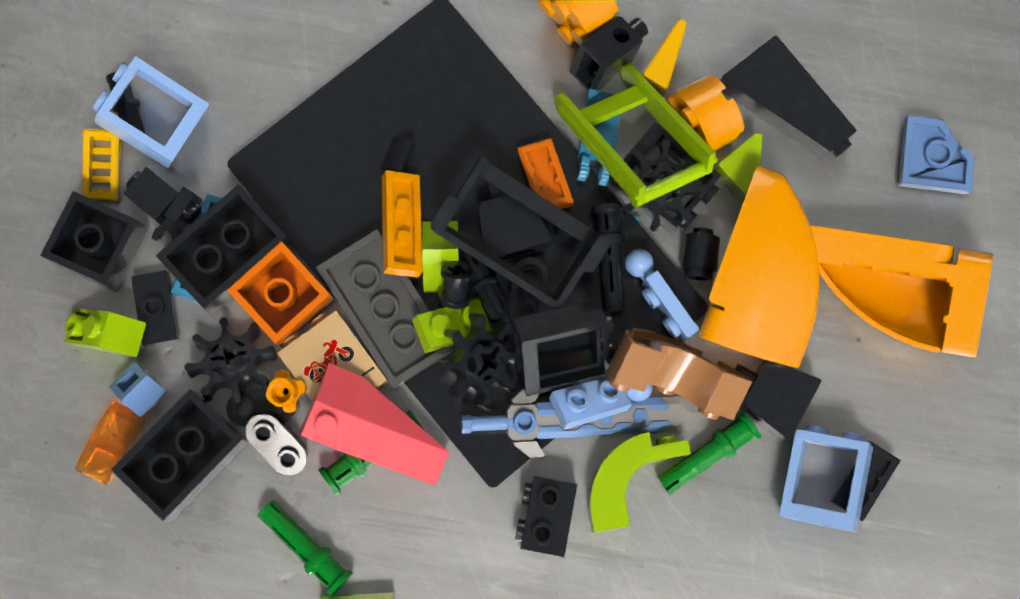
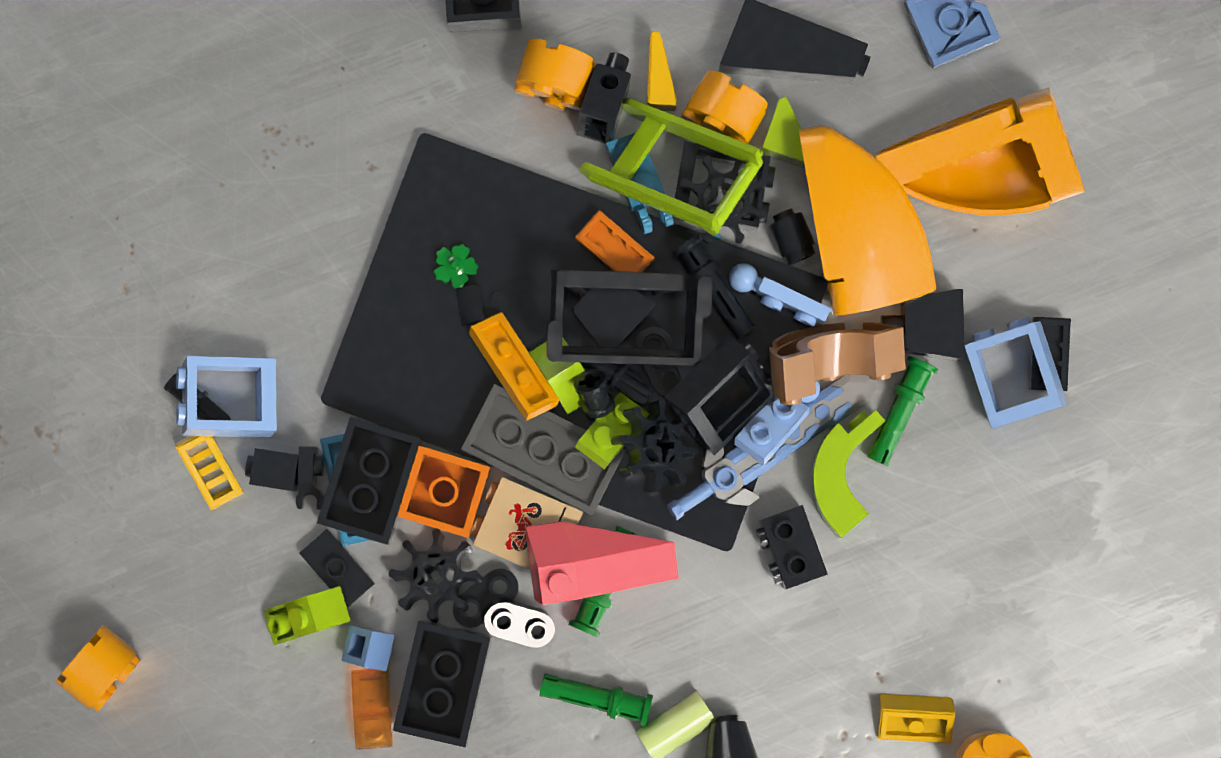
camera: 25 degrees left, 5 degrees up
(94, 241) = (249, 541): black brick -> none
(276, 395) = (493, 581): light orange plate -> none
(404, 116) = (455, 266): none -> green plant

